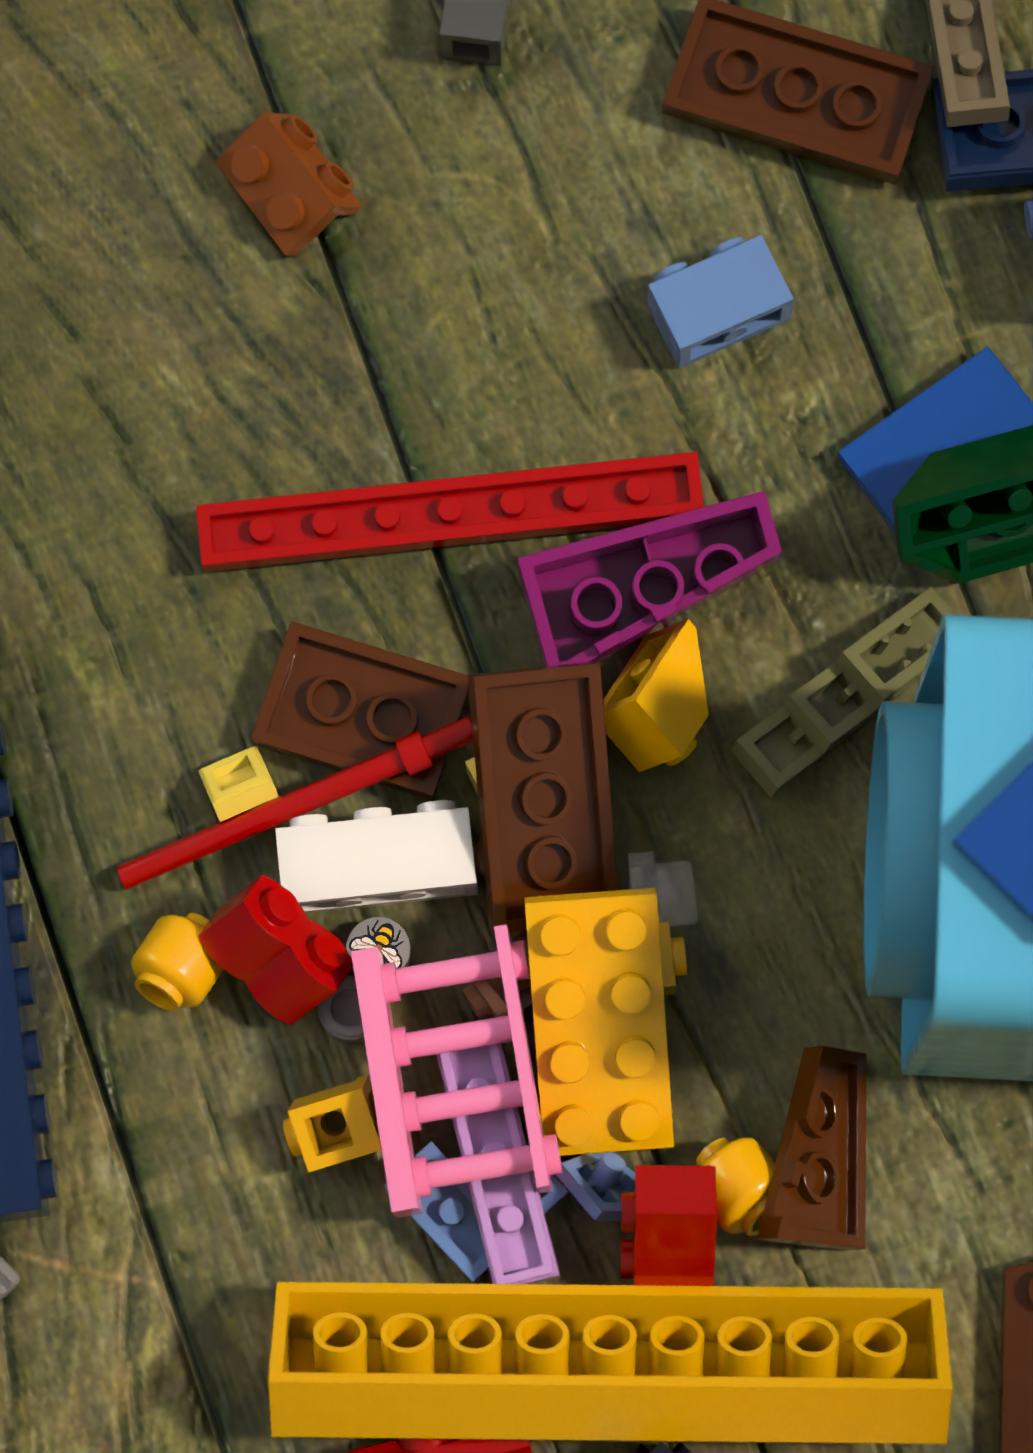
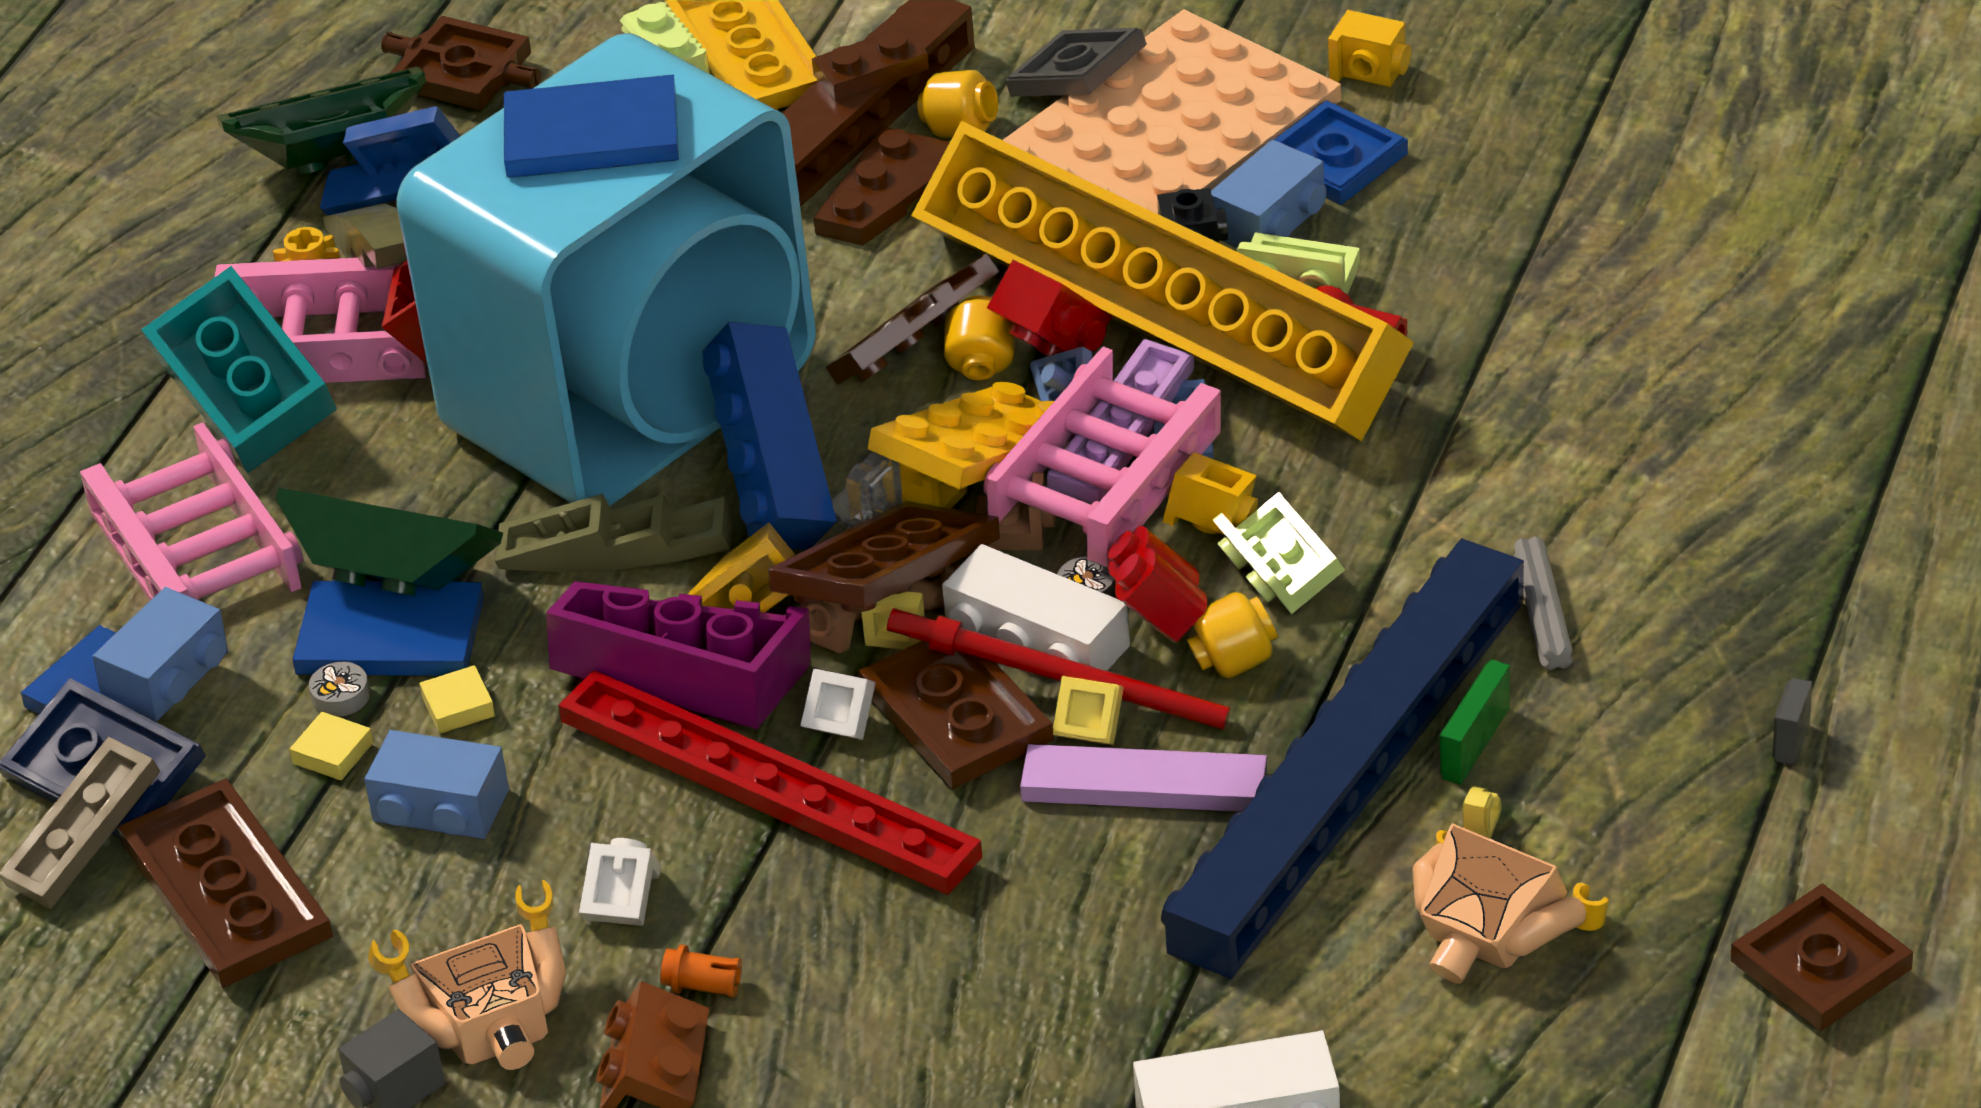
camera: 140 degrees left, 35 degrees down
(137, 755) = (1141, 777): none -> lavender tile
(221, 1097) = (1282, 551): none -> yellowish green bracket
(323, 282) = (700, 972): none -> orange pin
(460, 632) = (838, 704): none -> white plate
(468, 124) = (485, 993): none -> torso
(472, 319) = (618, 882): none -> white bracket
(771, 849) = (768, 433): none -> blue brick
(808, 416) = (457, 699): none -> light yellow tile
(864, 292) = (331, 746): none -> light yellow tile
(921, 354) = (339, 688): none -> light grey tile

